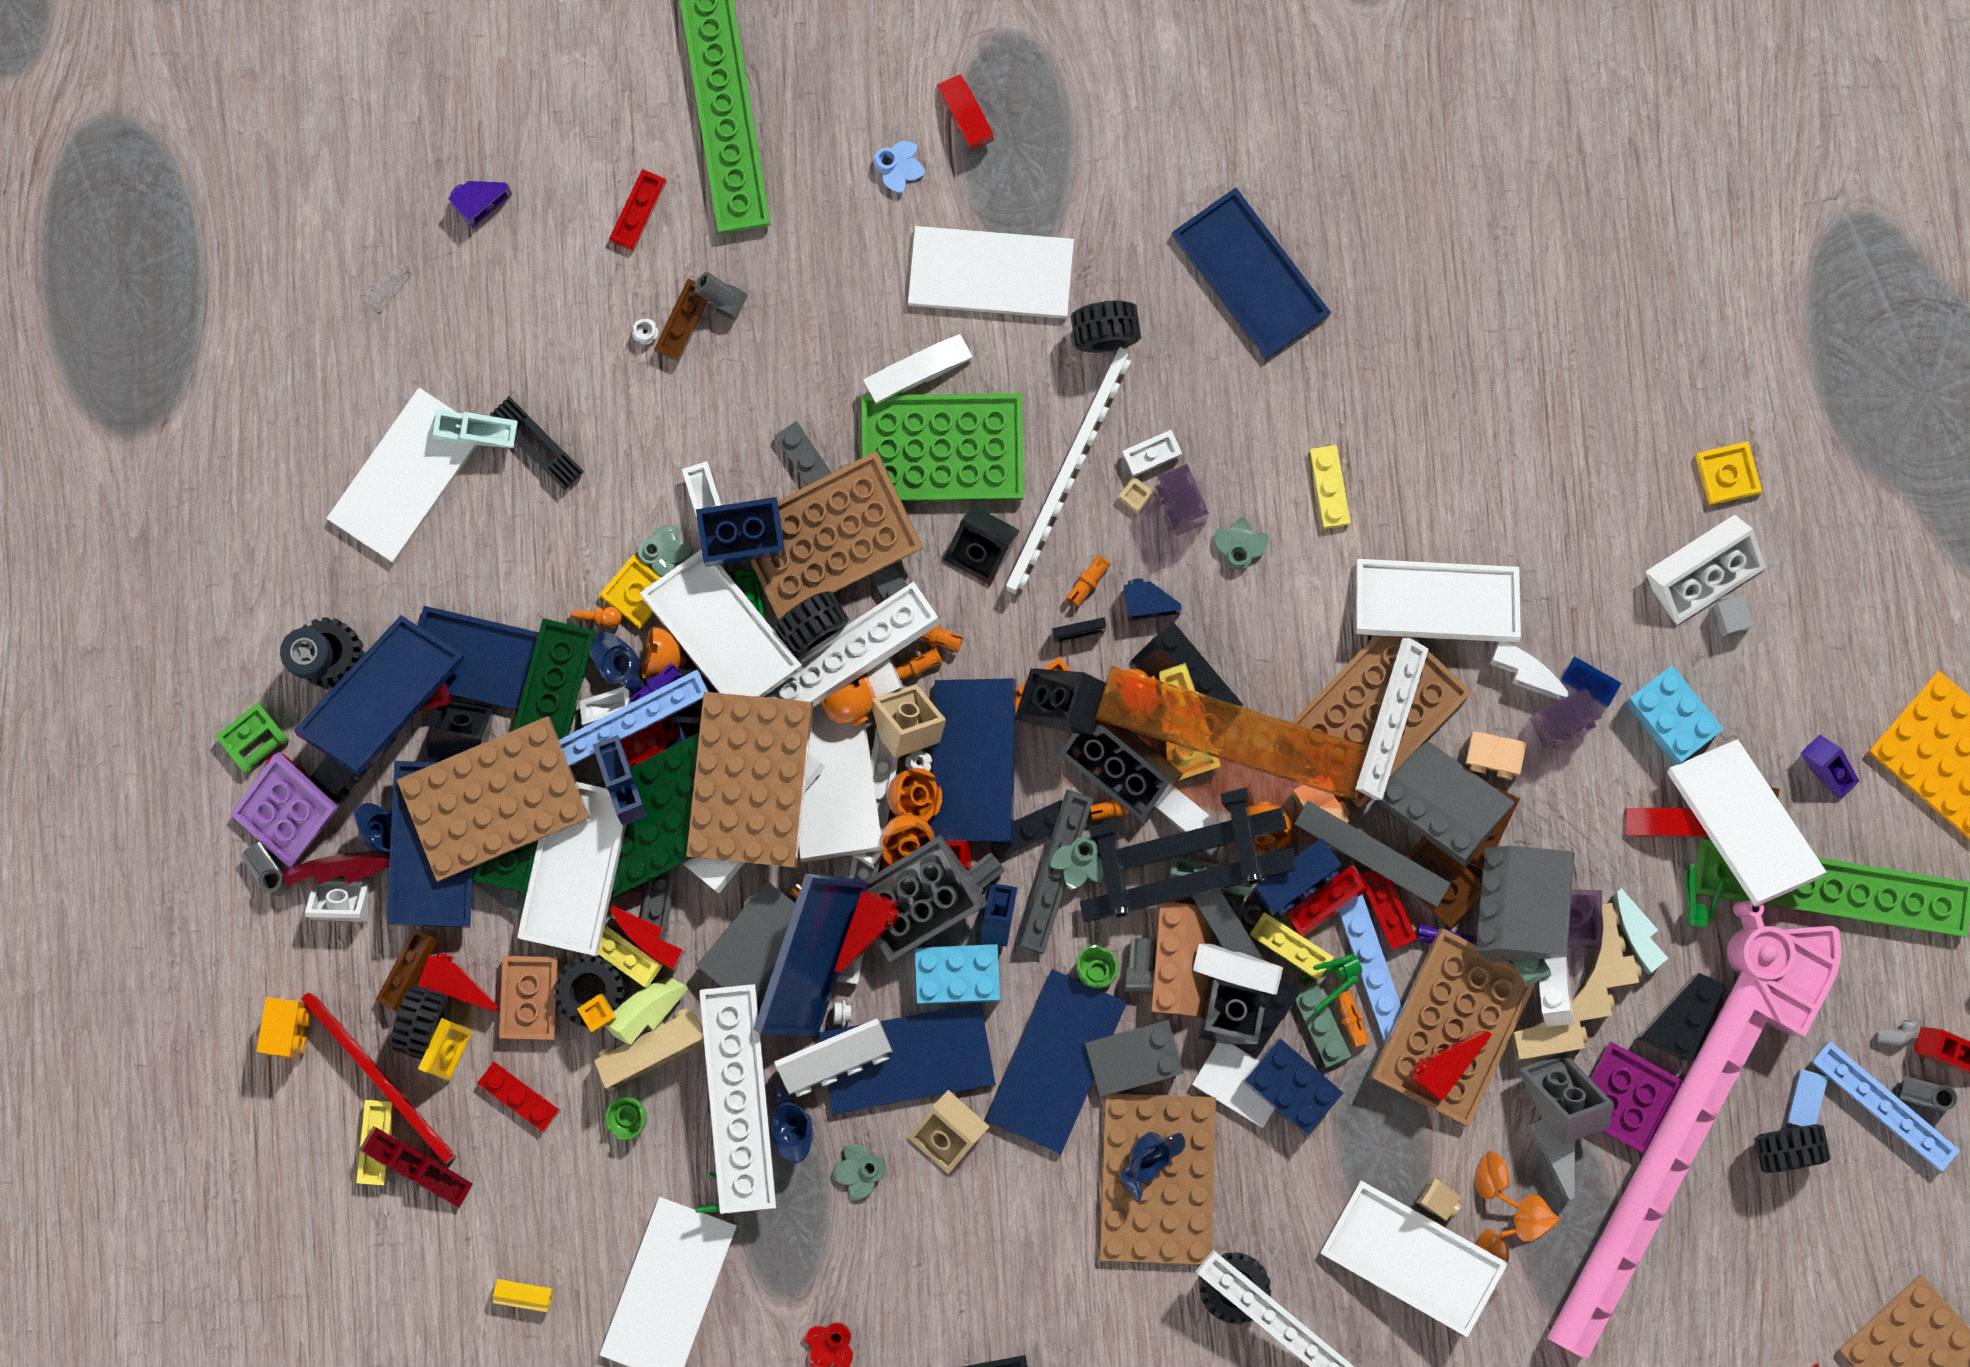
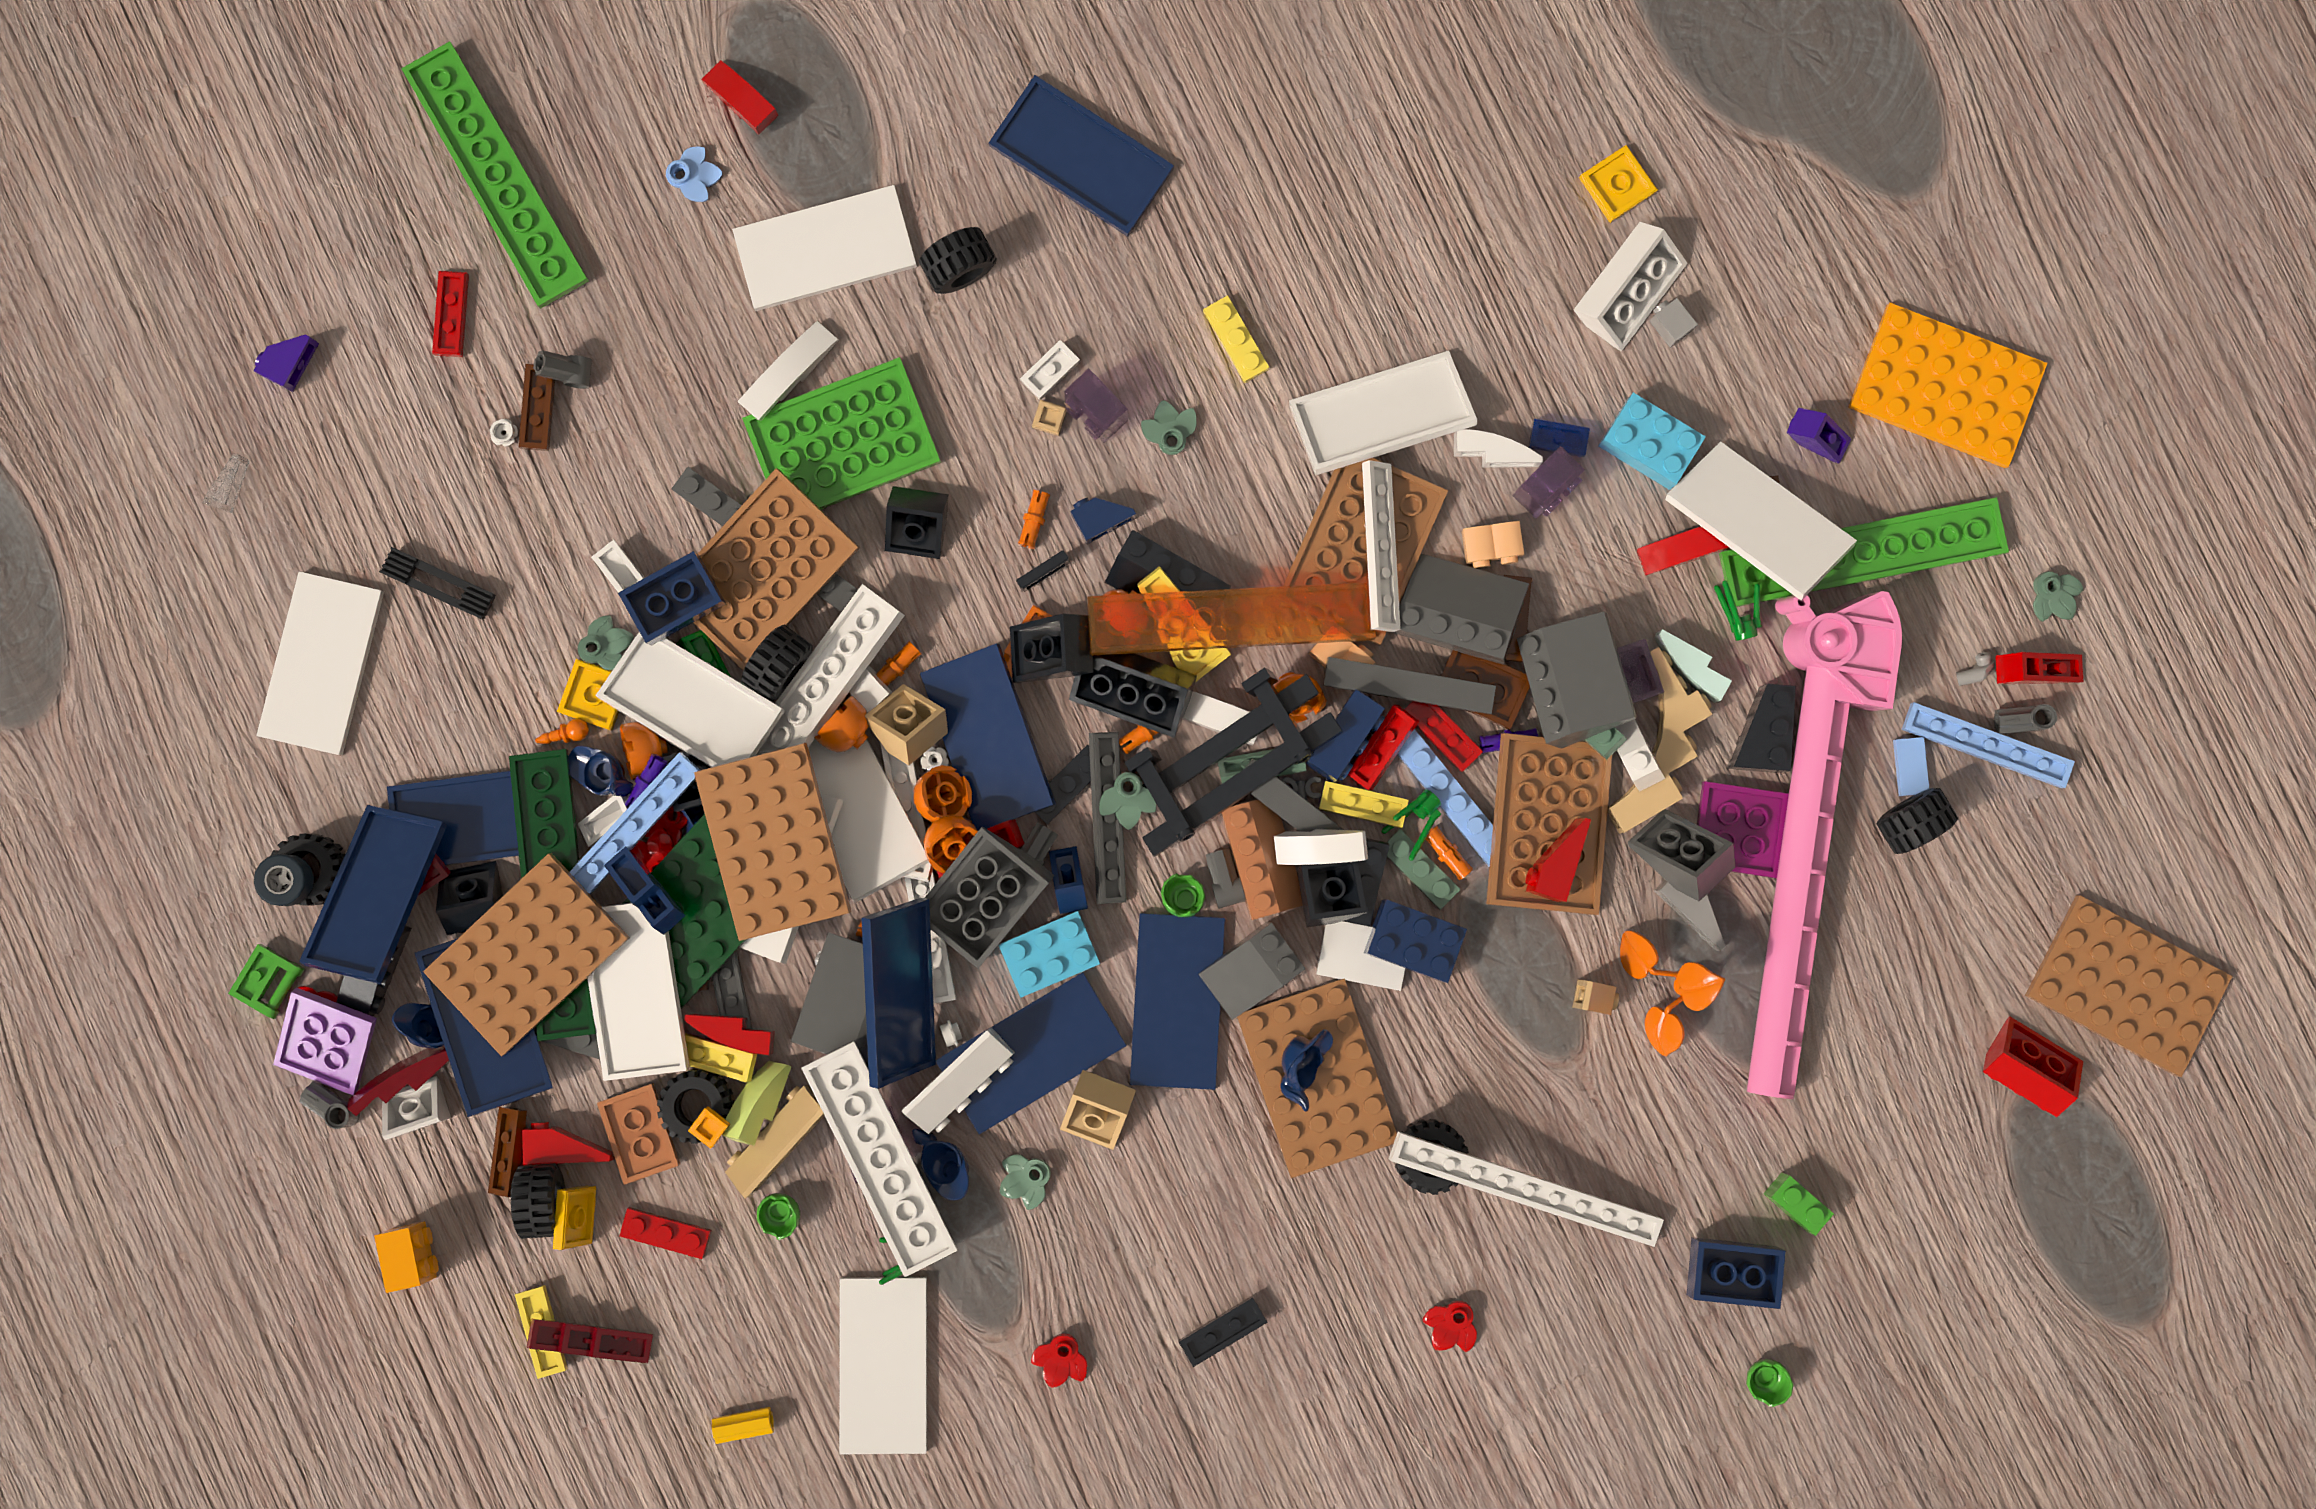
camera: 25 degrees left, 5 degrees up
(379, 1077) = (520, 1267): red tile -> none
(474, 429) = (368, 593): light aqua slope -> none
(869, 922) = (944, 935): red slope -> none
(943, 638) = (913, 628): orange pin -> none
(1064, 480) = (976, 405): white plate -> none
(1414, 1259) = (1593, 1063): white tile -> none

